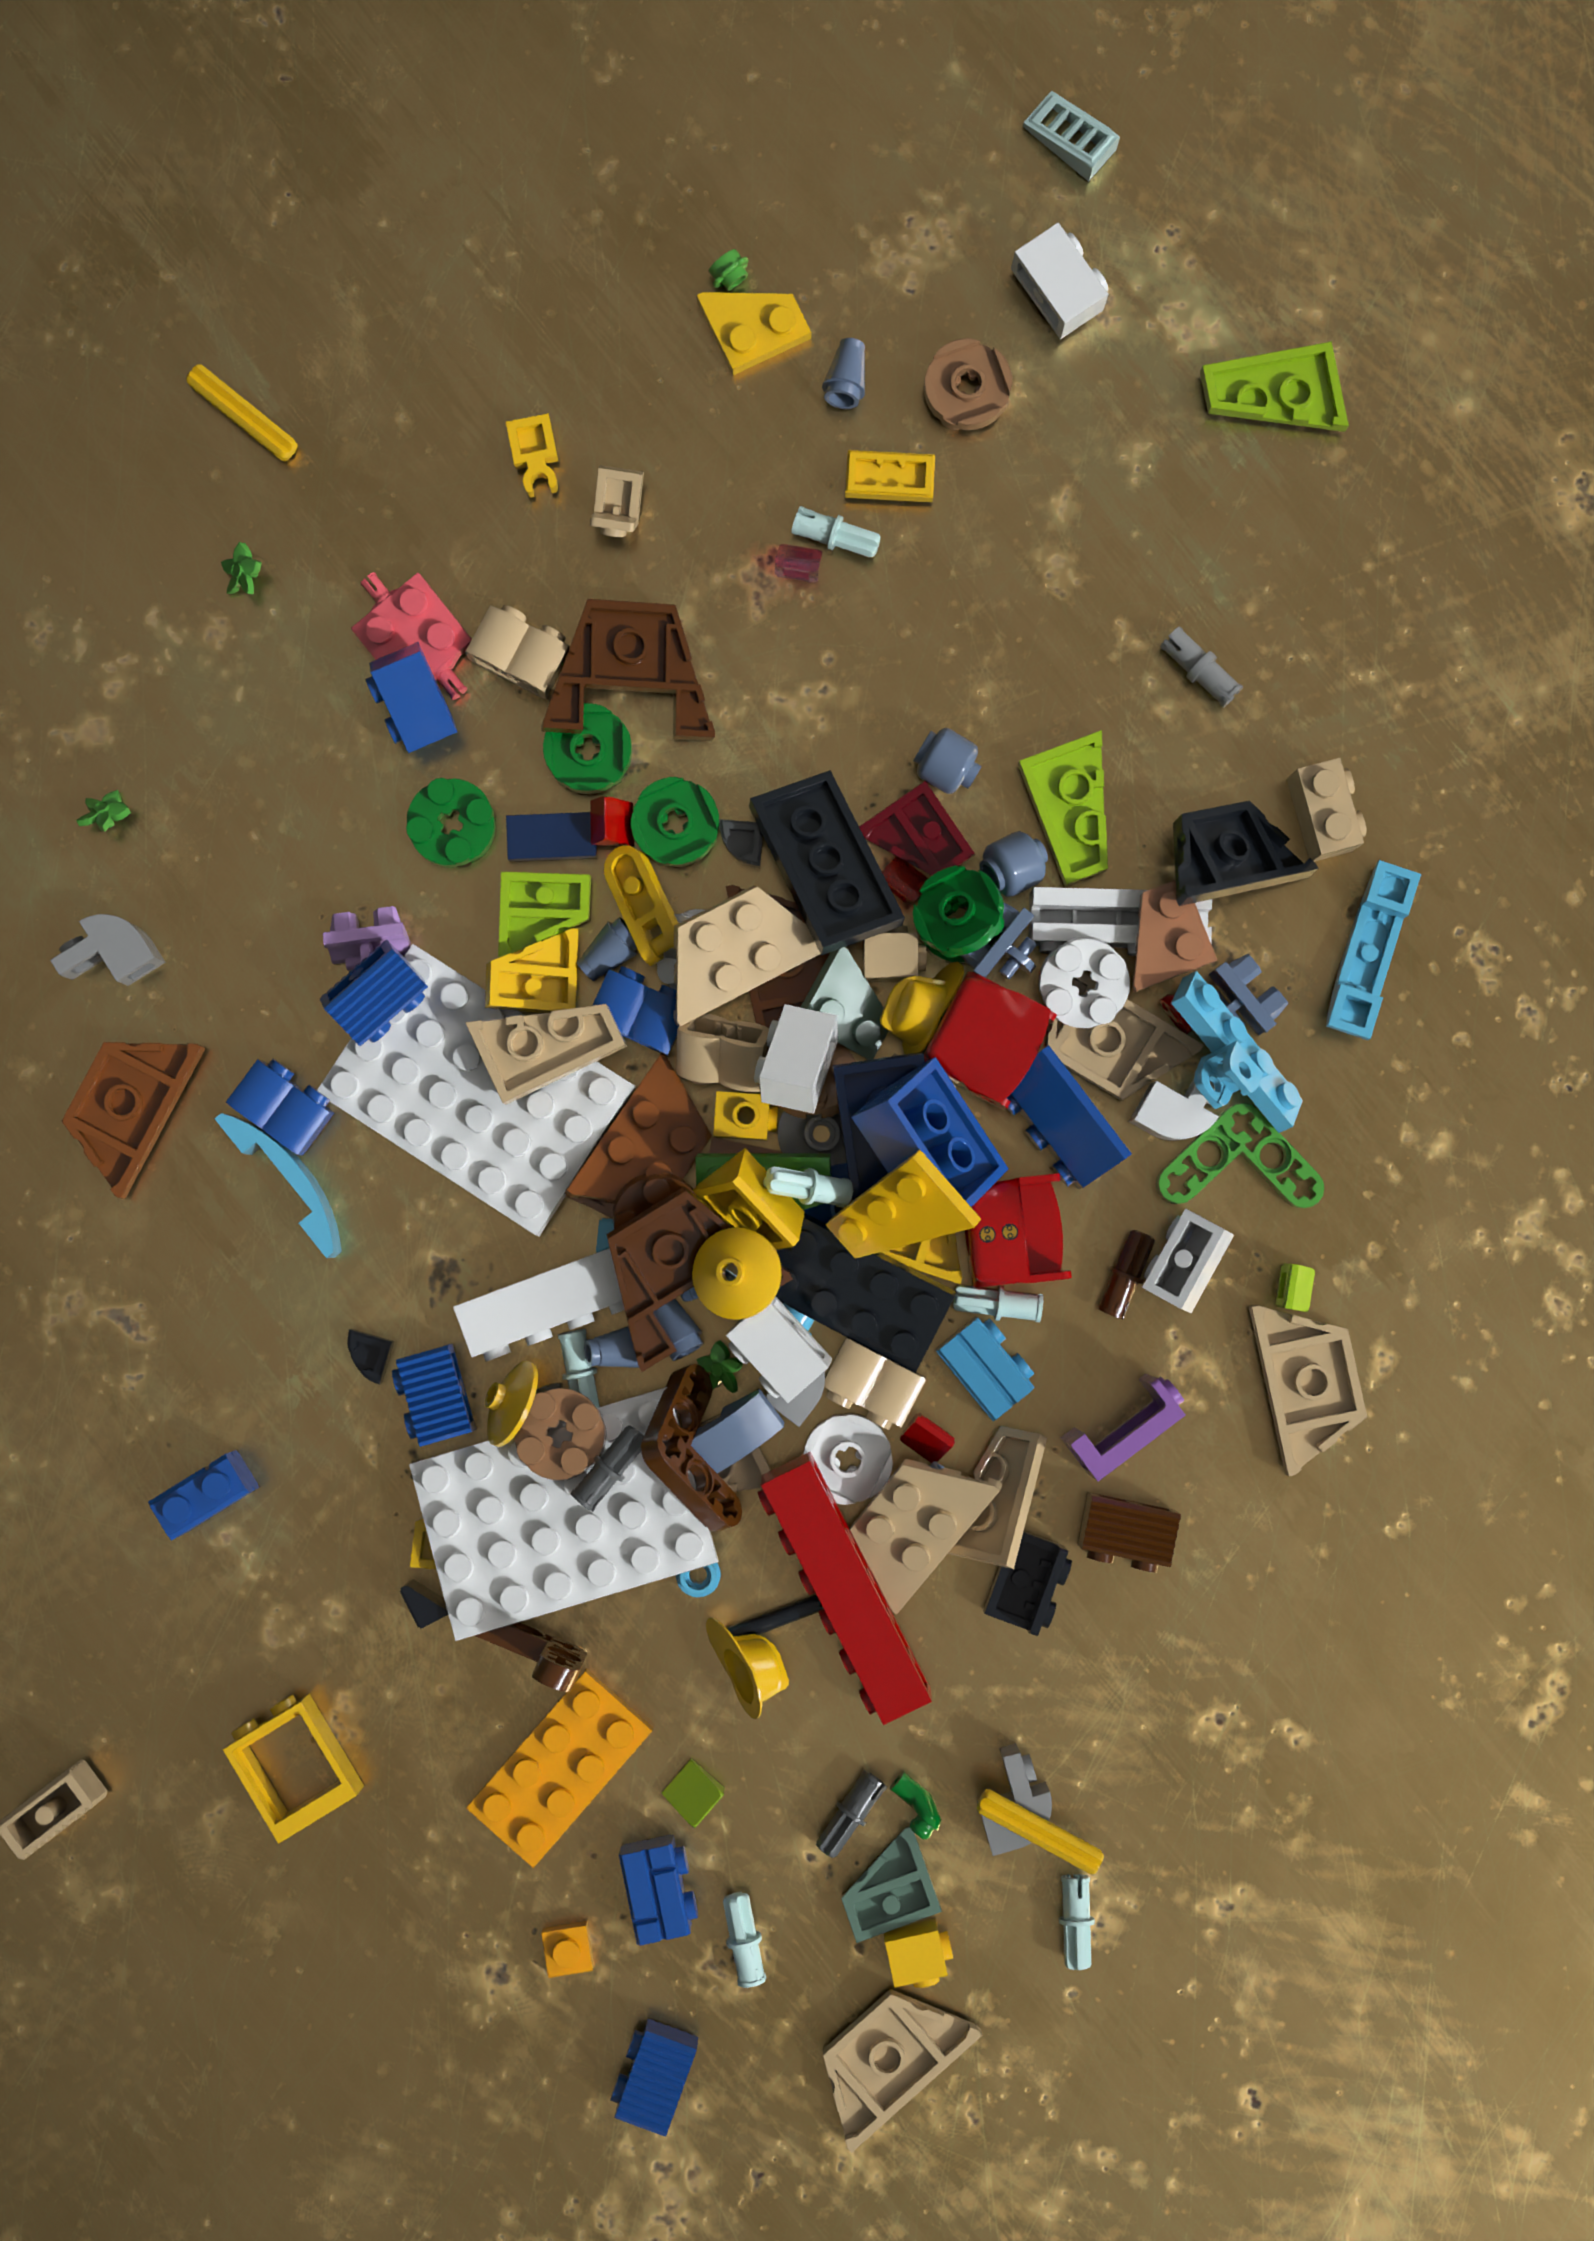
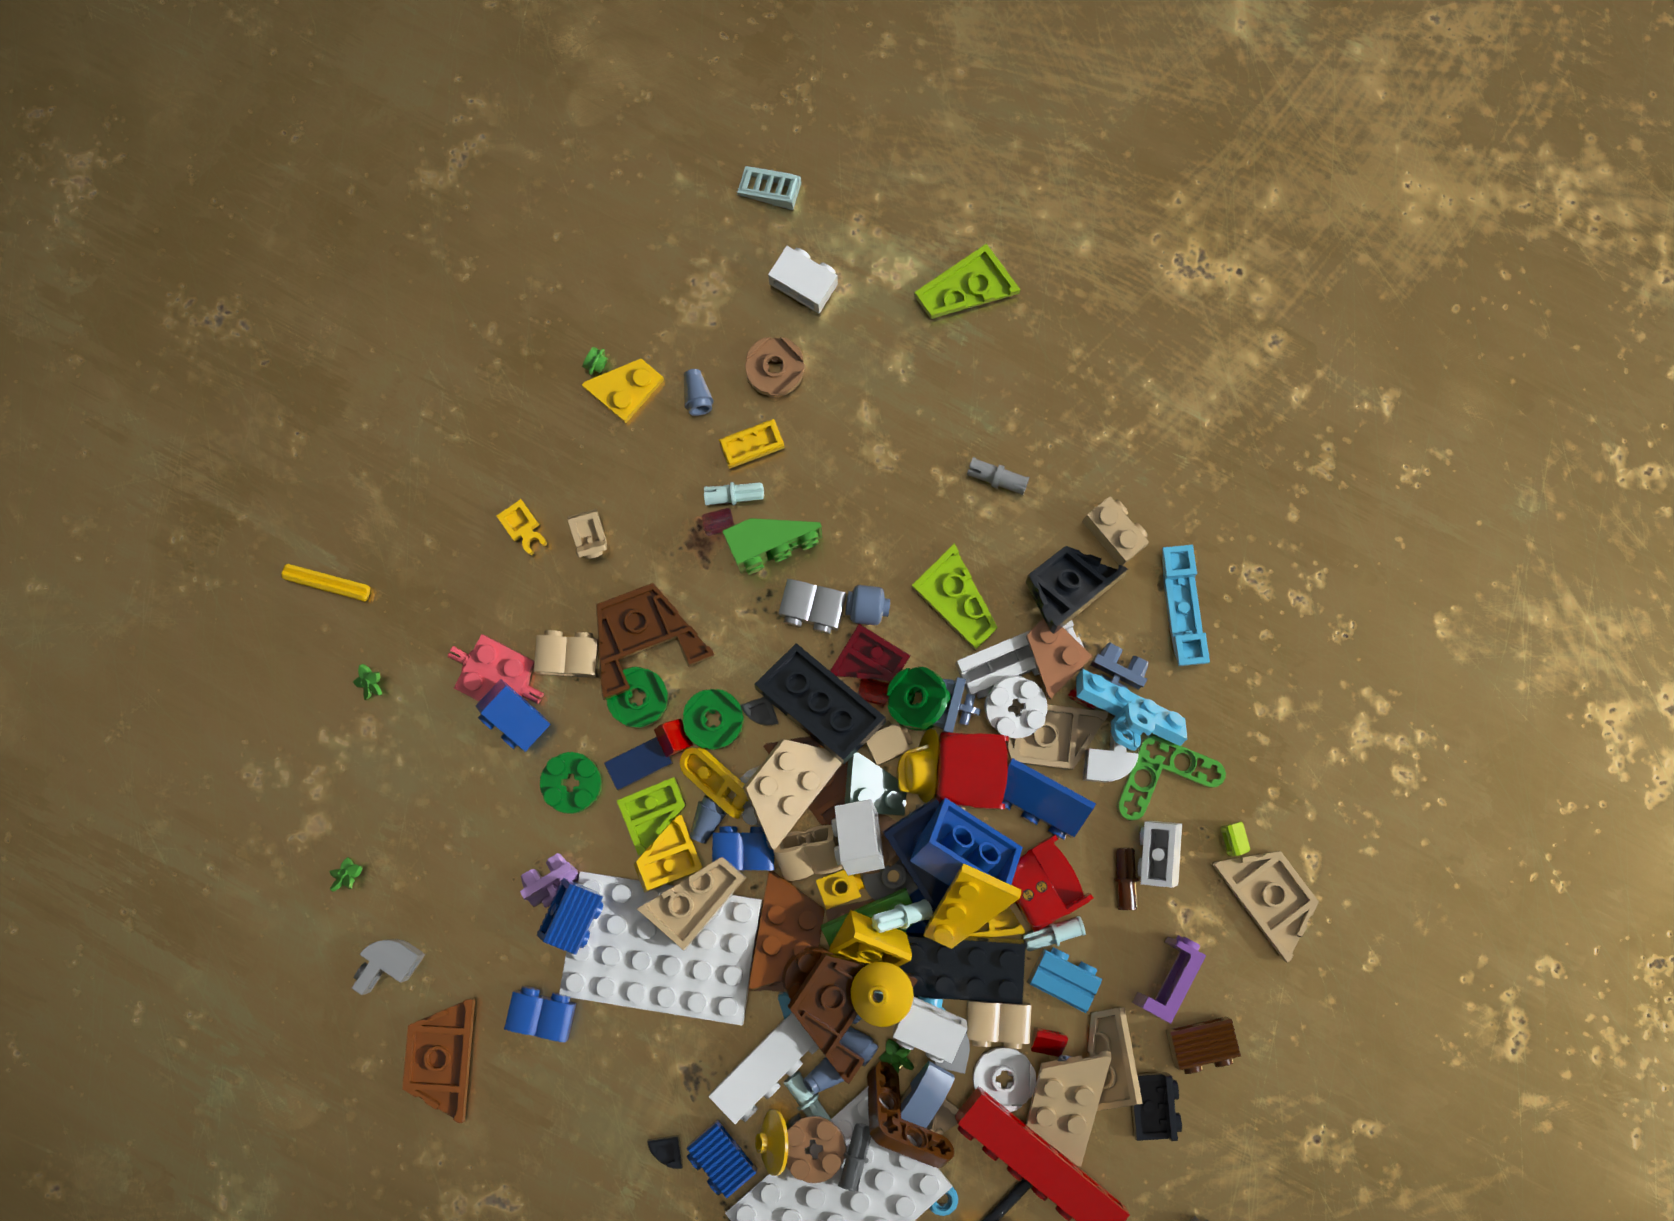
camera: 20 degrees left, 5 degrees down
(320, 1223) = (599, 1082): medium azure slope -> none
(852, 613) = (763, 540): none -> bright green slope
(873, 729) = (812, 605): none -> light grey brick
(1015, 863) = (937, 650): sand blue head -> none

